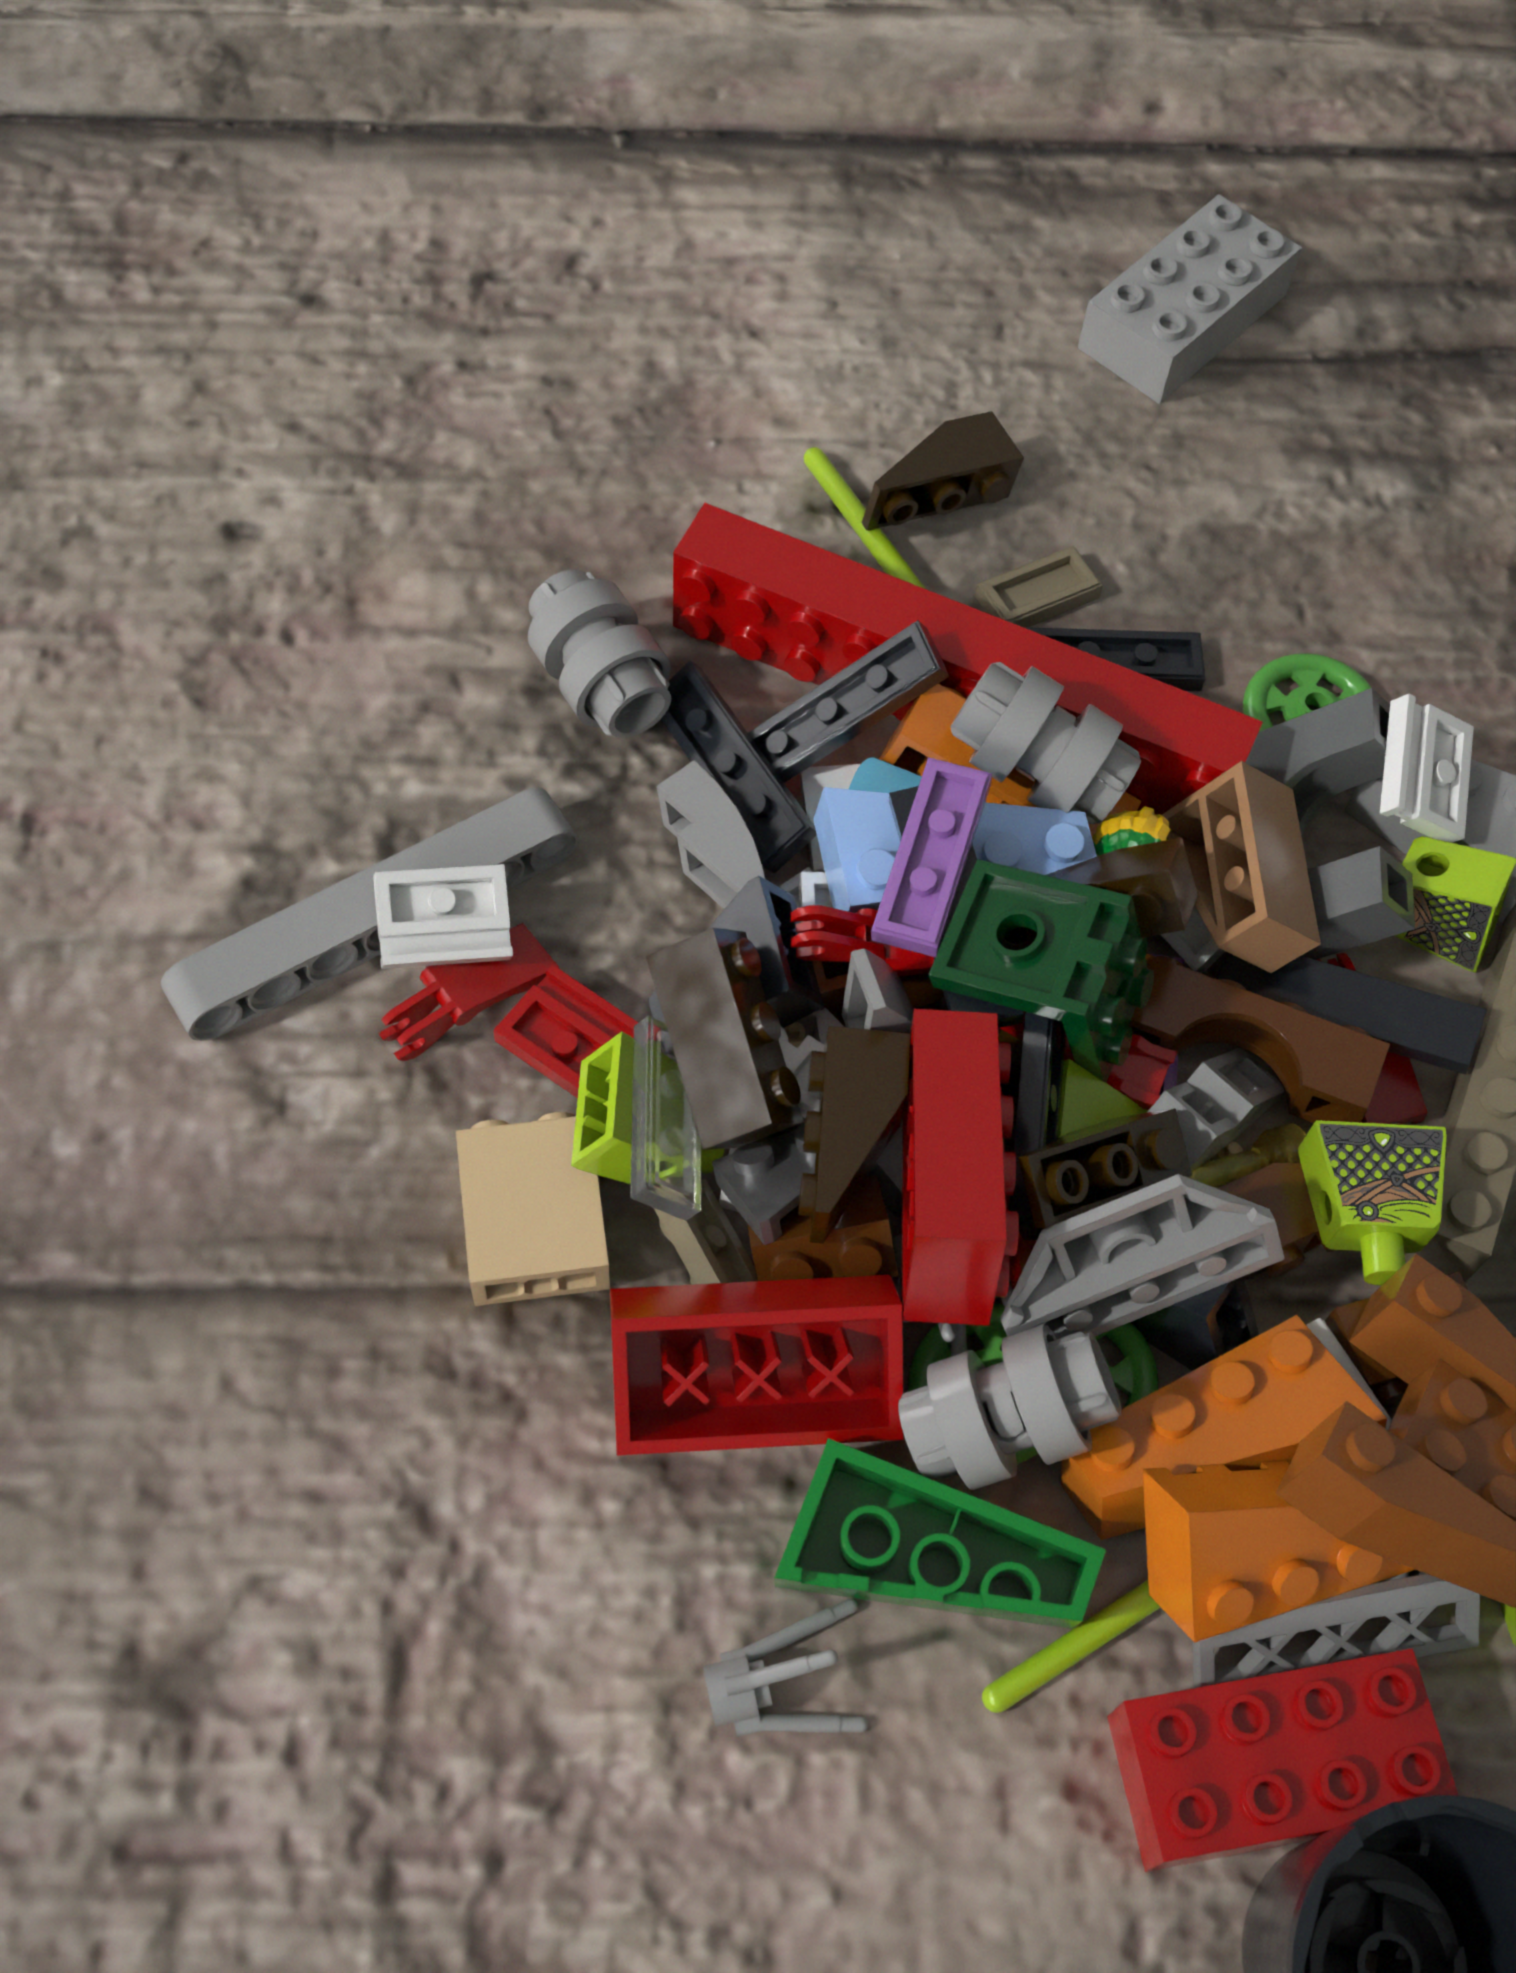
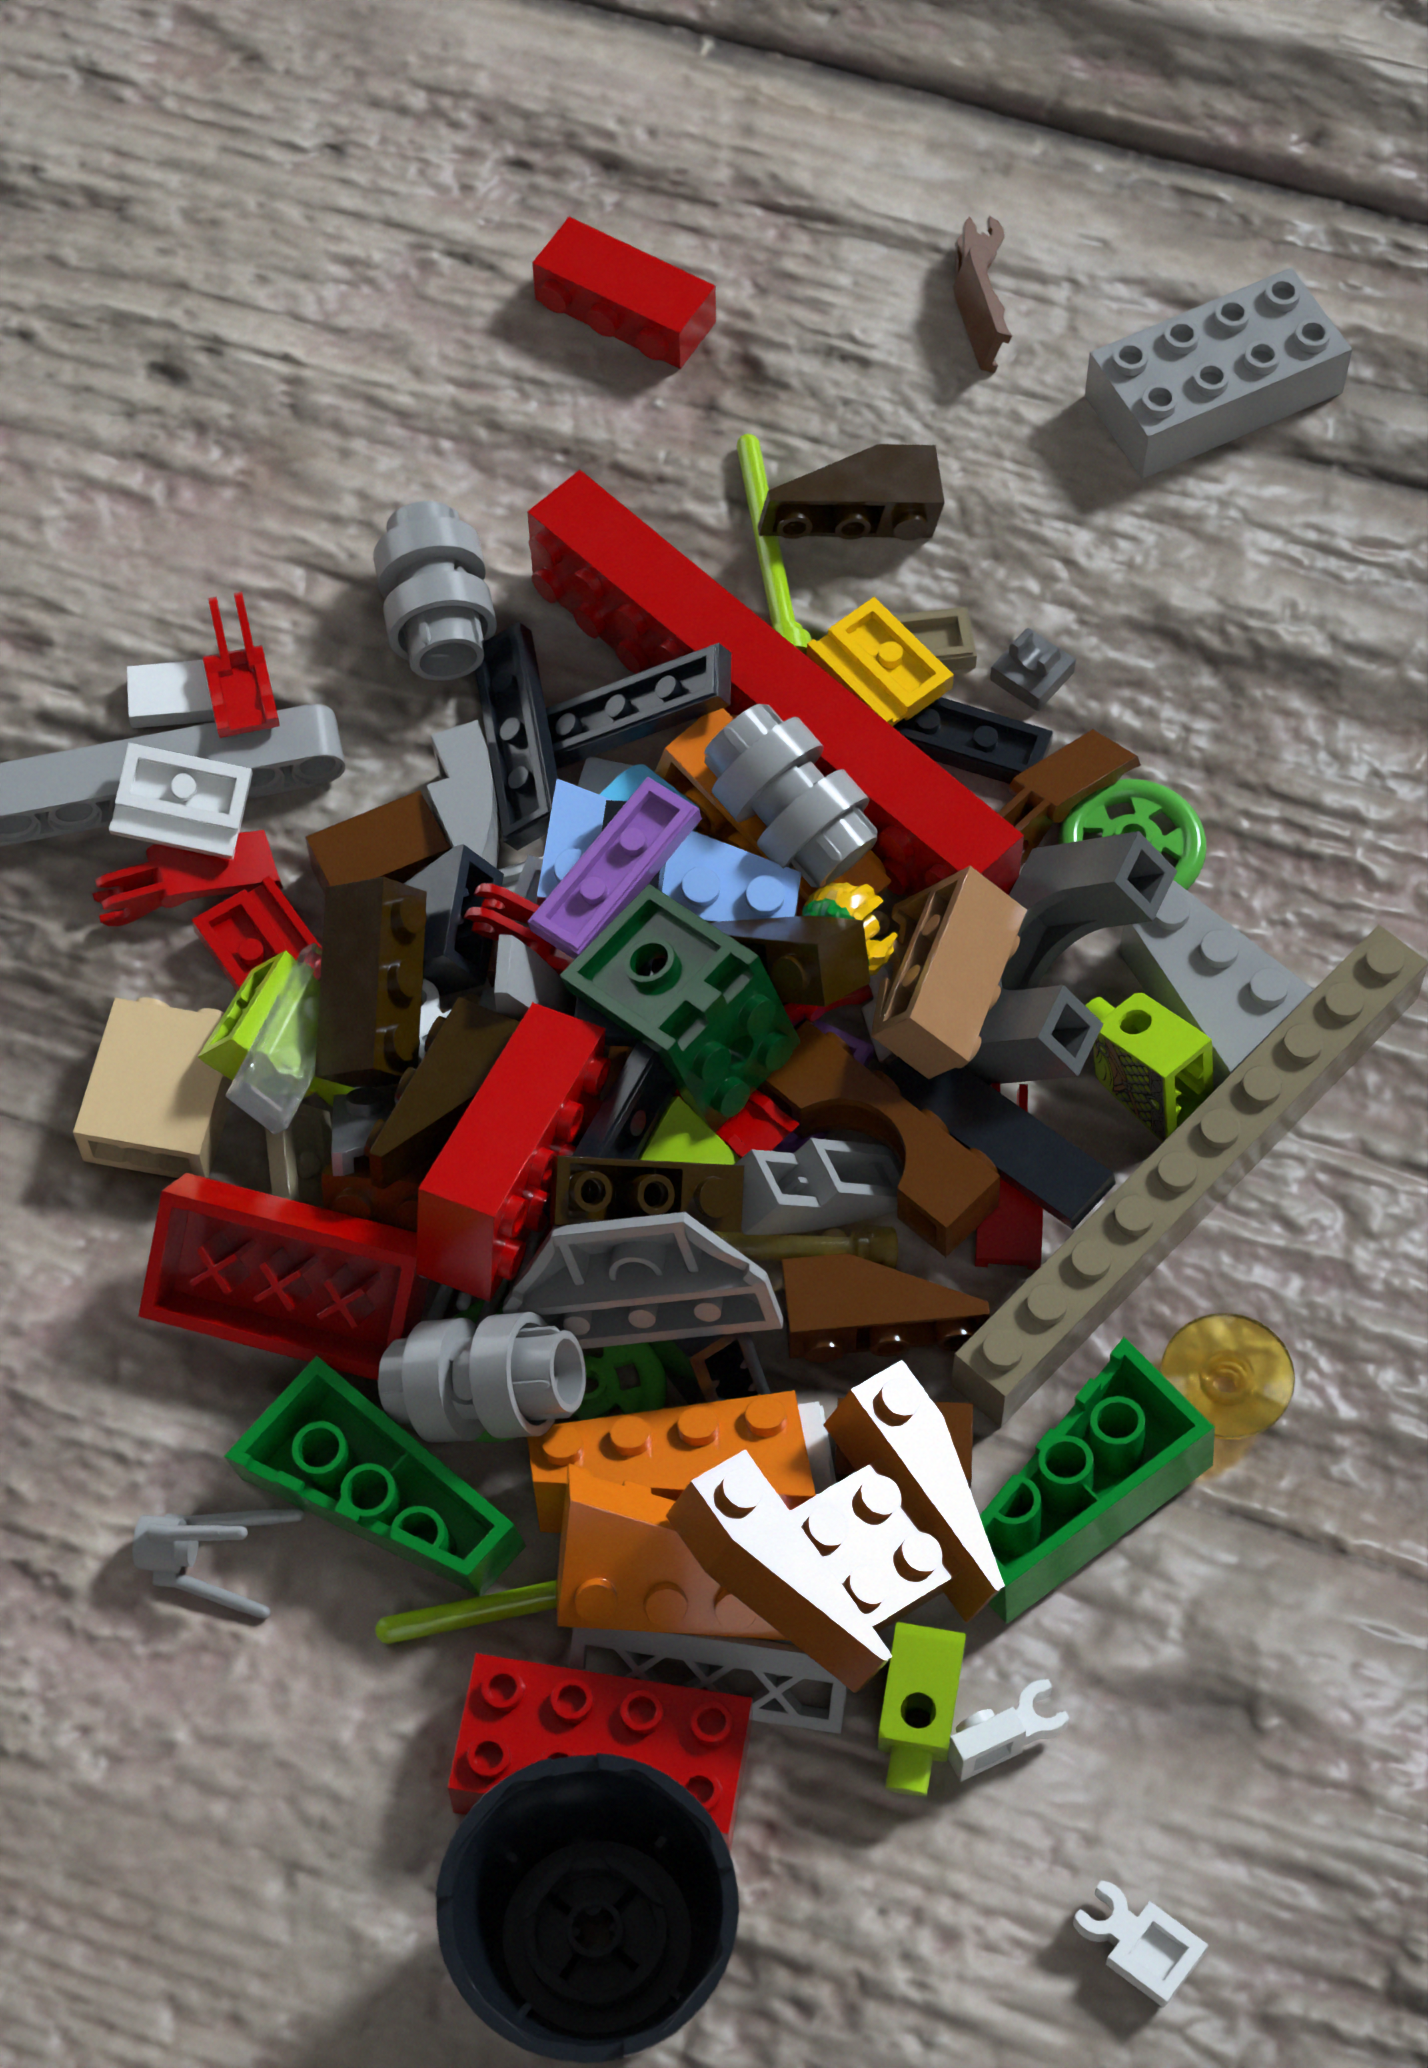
camera: 25 degrees right, 0 degrees up
(394, 812) = (168, 694): none -> white tile
(444, 783) = (239, 680): none -> red arm
(648, 352) = (624, 292): none -> red brick
(648, 911) = (382, 842): none -> reddish brown brick
(958, 284) = (974, 293): none -> reddish brown arm
(1038, 602) = (881, 663): none -> yellow plate
(1153, 584) = (1032, 669): none -> flat silver tile
(1239, 665) = (1061, 781): none -> reddish brown arm
(1375, 1189) = (919, 1299): torso -> none
(1427, 769) = (1165, 927): white plate -> none

